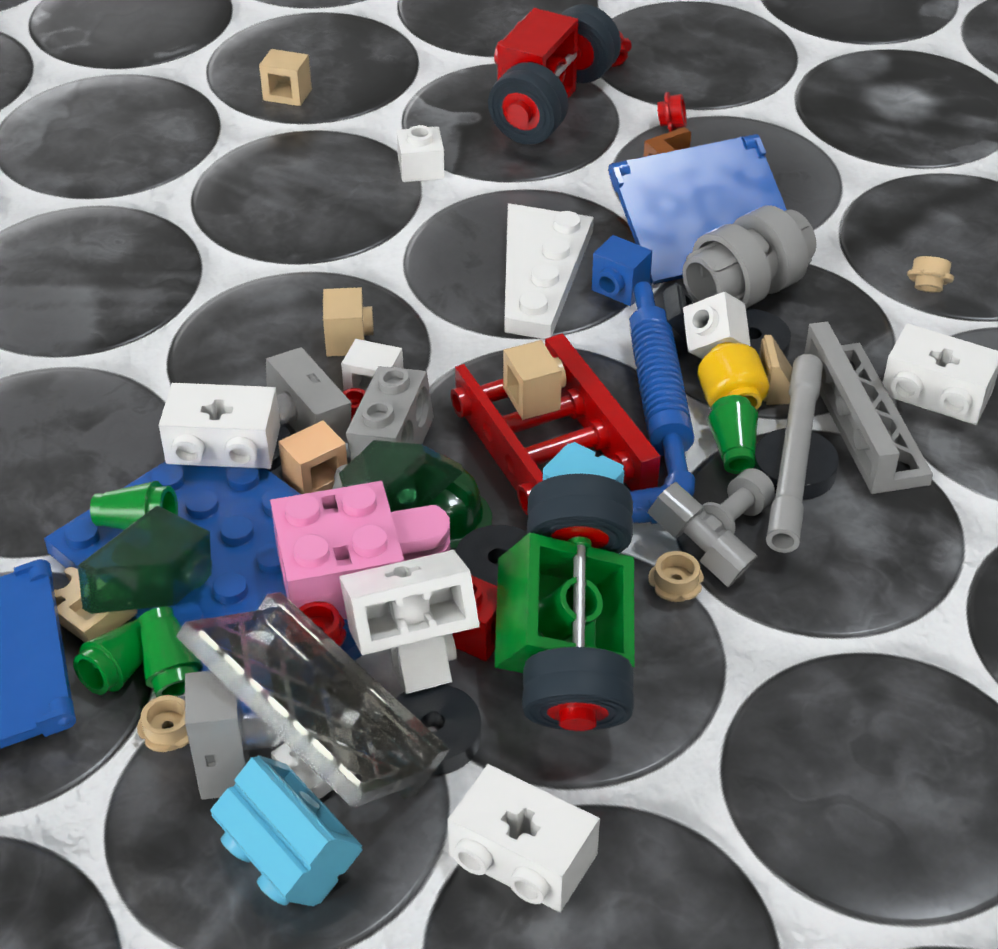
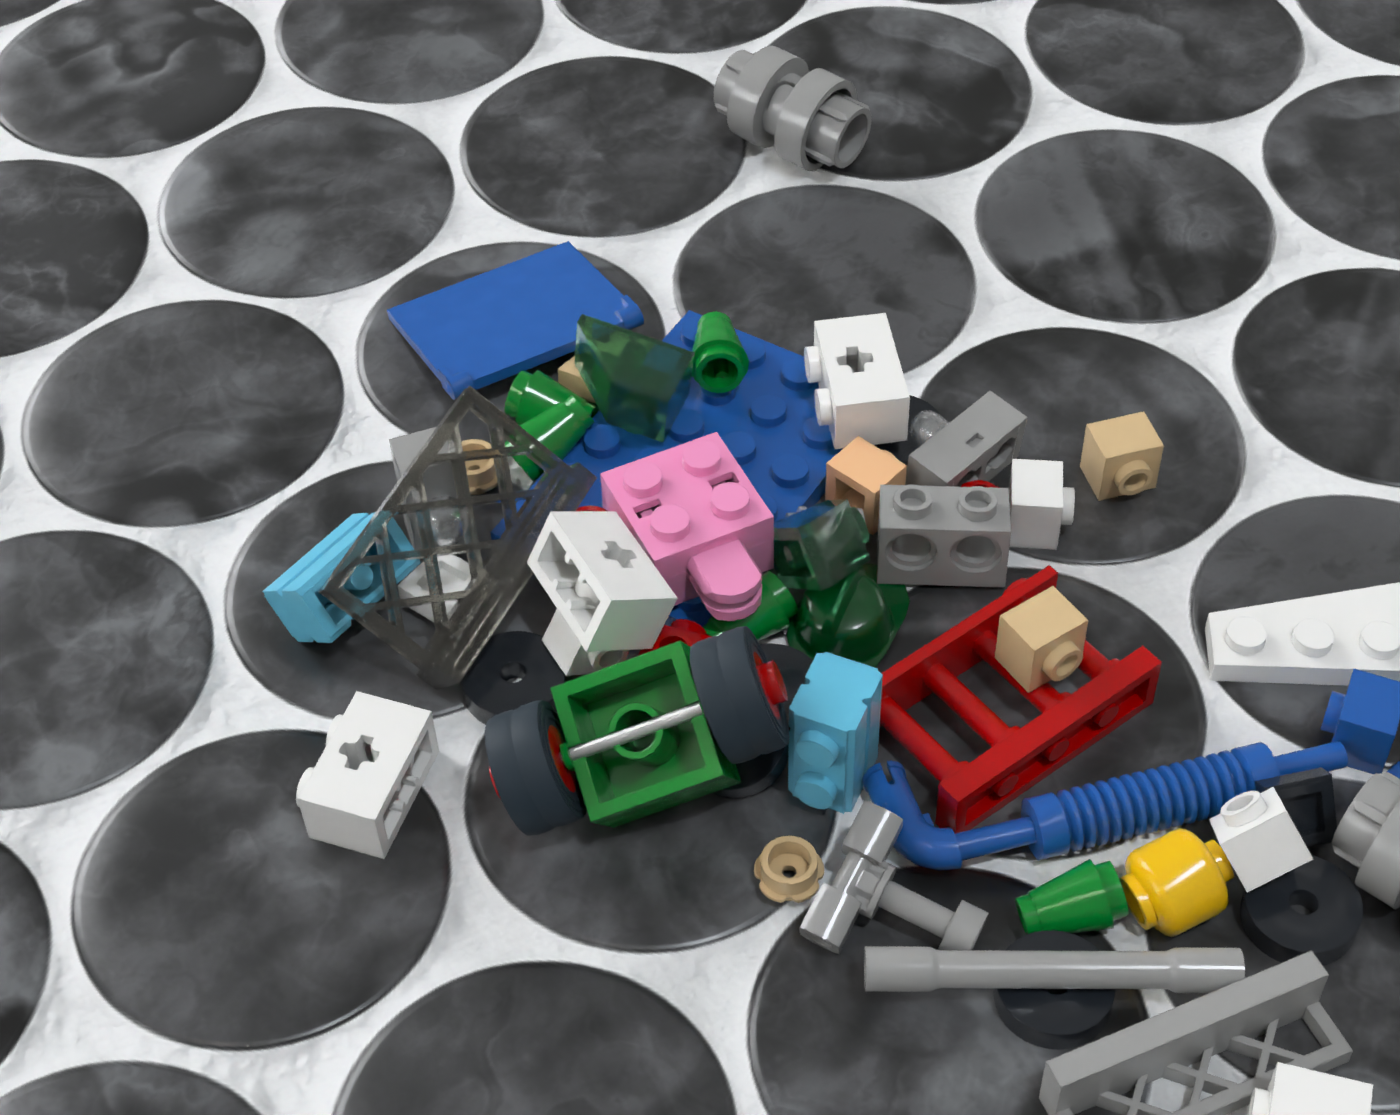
camera: 80 degrees right, 5 degrees up
(777, 371) = (1231, 925): tan slope -> none

